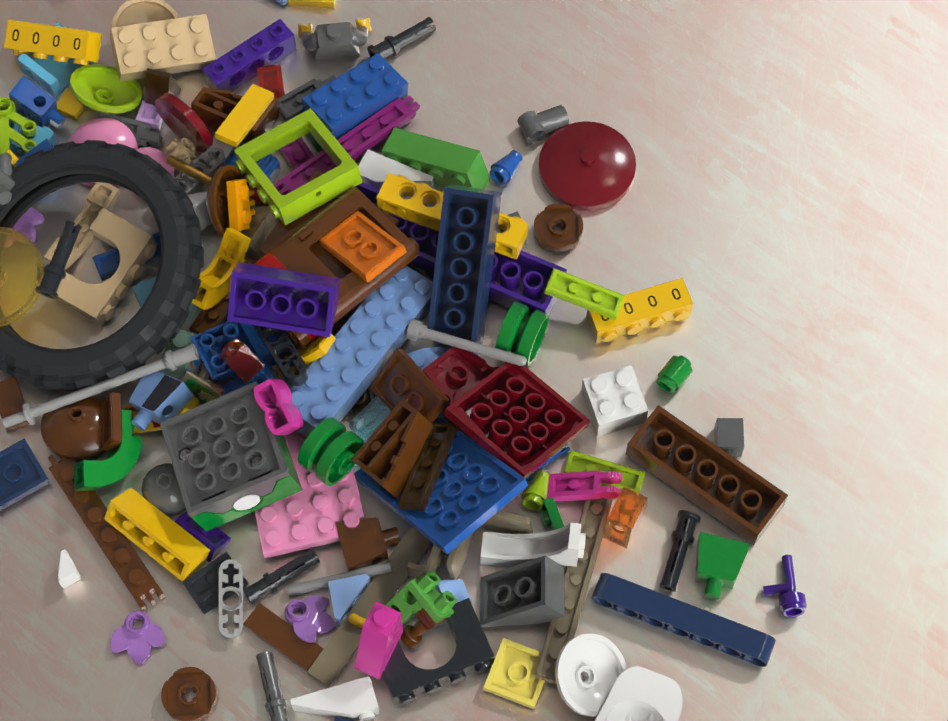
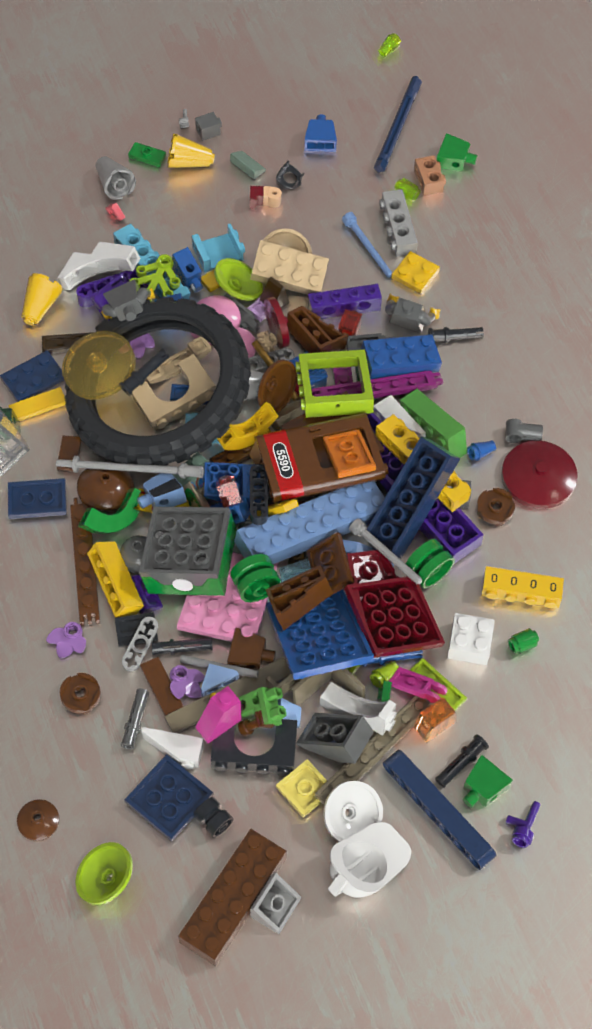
camera: 25 degrees right, 5 degrees down
(52, 41) = (221, 234): yellow brick -> none
(68, 572) = (46, 575): white slope -> none
(111, 421) = (124, 492): reddish brown tile -> none
(239, 204) = (284, 391): light orange hinge -> none
(244, 115) = (318, 335): yellow tile -> none
(276, 401) = (233, 535): dark pink brick -> none
(283, 299) = (276, 463): dark purple slope -> none
(428, 467) = (315, 619): dark brown tile -> none
(584, 294) = (486, 556): lime tile -> none
(706, 474) = (508, 719): reddish brown brick -> none
(730, 435) = (539, 702): dark grey brick -> none

